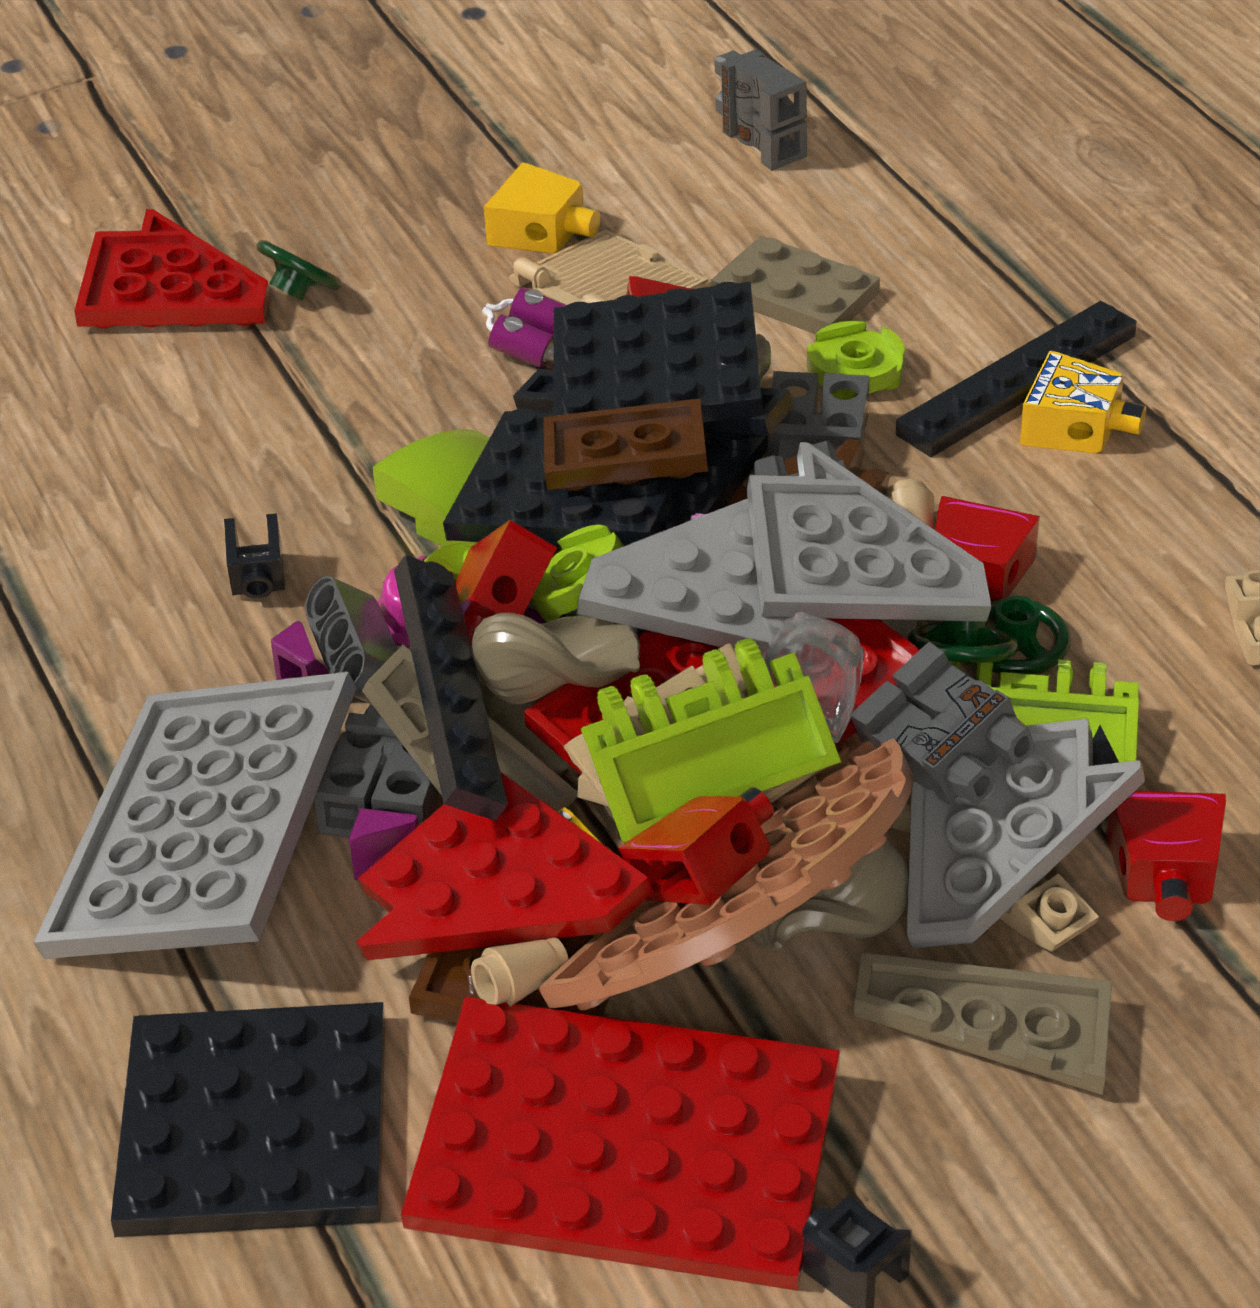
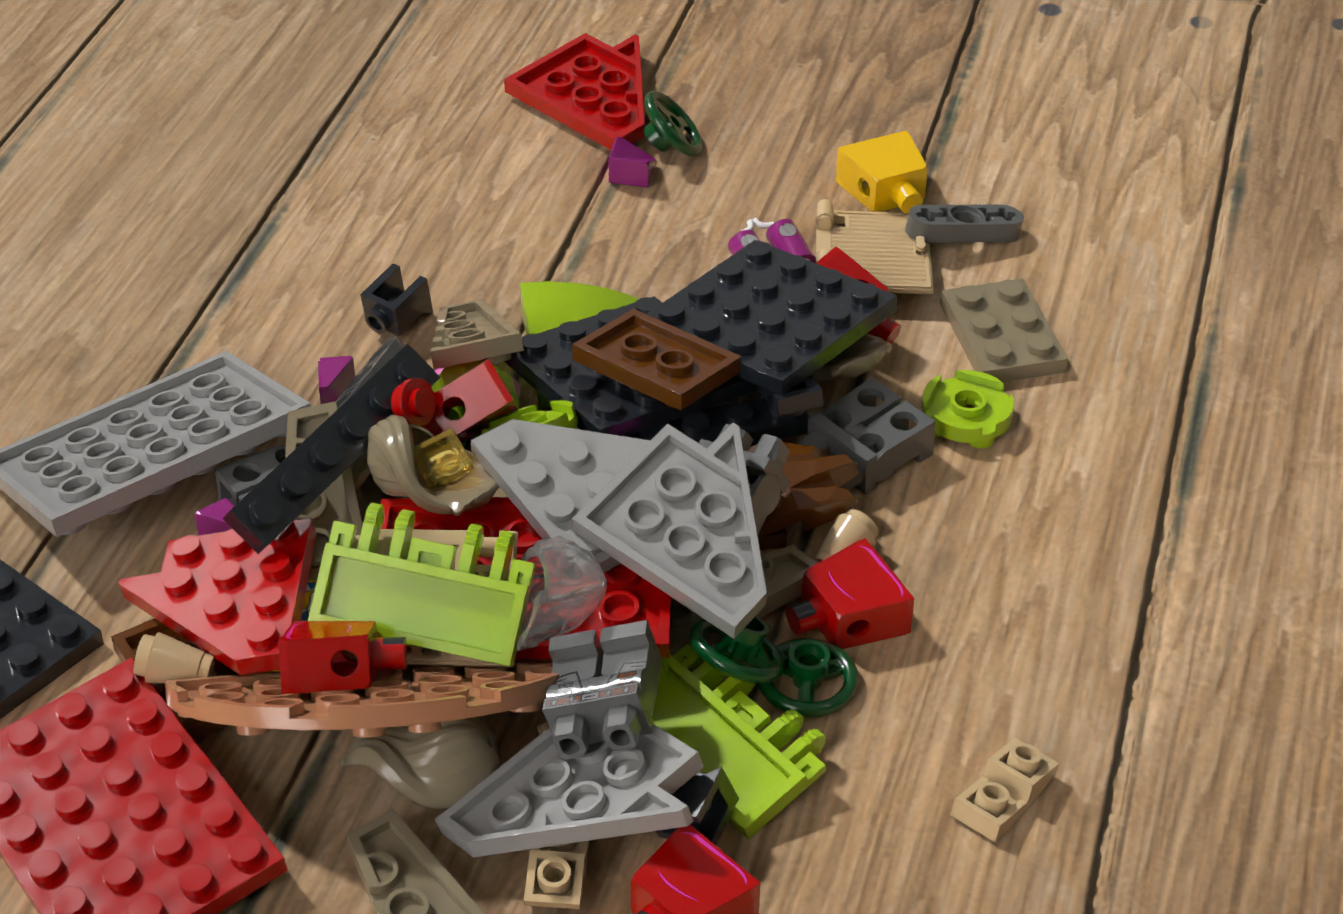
camera: 40 degrees right, 0 degrees up
(296, 326) = (630, 164): none -> magenta slope
(391, 530) = (473, 333): none -> dark tan wing
(474, 600) = (414, 401): none -> red plate
(569, 625) = (441, 459): none -> clear yellow tile
(657, 216) = (964, 223): none -> dark grey beam
(758, 106) = (1138, 183): dark grey hips -> none
(1008, 380) = (1076, 494): black plate -> none
(1076, 406) = (1075, 539): yellow torso -> none

